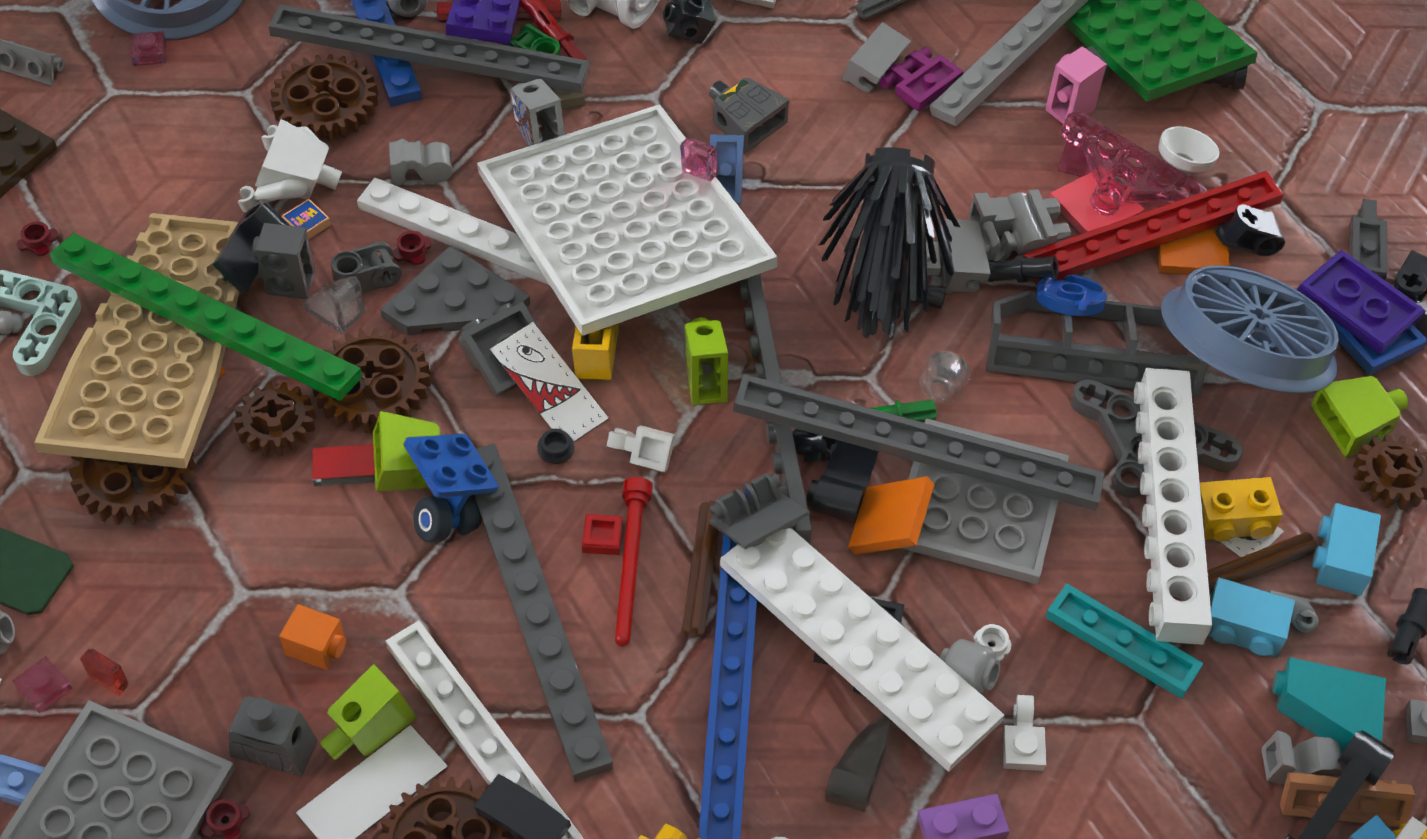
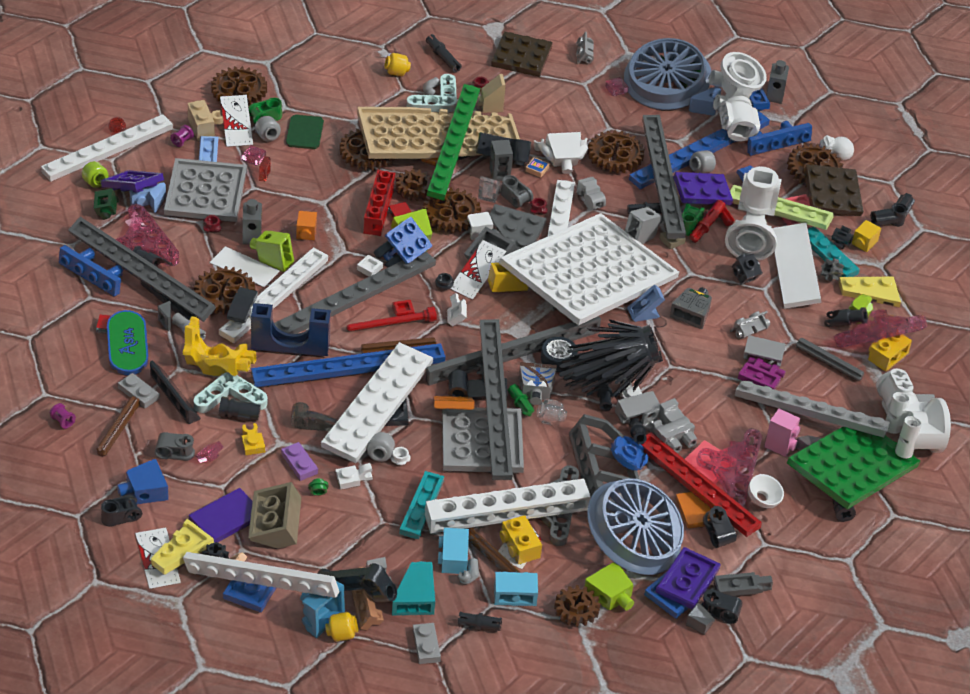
camera: 70 degrees right, 10 degrees down
(94, 214) = (493, 95): none -> tan slope
(304, 490) = (379, 203): none -> red brick
(435, 342) = (478, 223): none -> white panel
(470, 557) = (369, 266): none -> white plate
(482, 103) = (654, 206): none -> black axle
(625, 774) = (269, 338): none -> dark blue arch
(699, 159) = (631, 281): clear pink plate -> none
(706, 345) = (517, 318): lime torso -> none
(757, 514) = (429, 346): dark grey hinge -> none
(806, 55) = (744, 326): none -> light grey hinge
(814, 321) = (555, 350): none -> wheel
(865, 375) = (536, 381): none -> light grey torso
(1048, 805) = (318, 487): none -> green plate

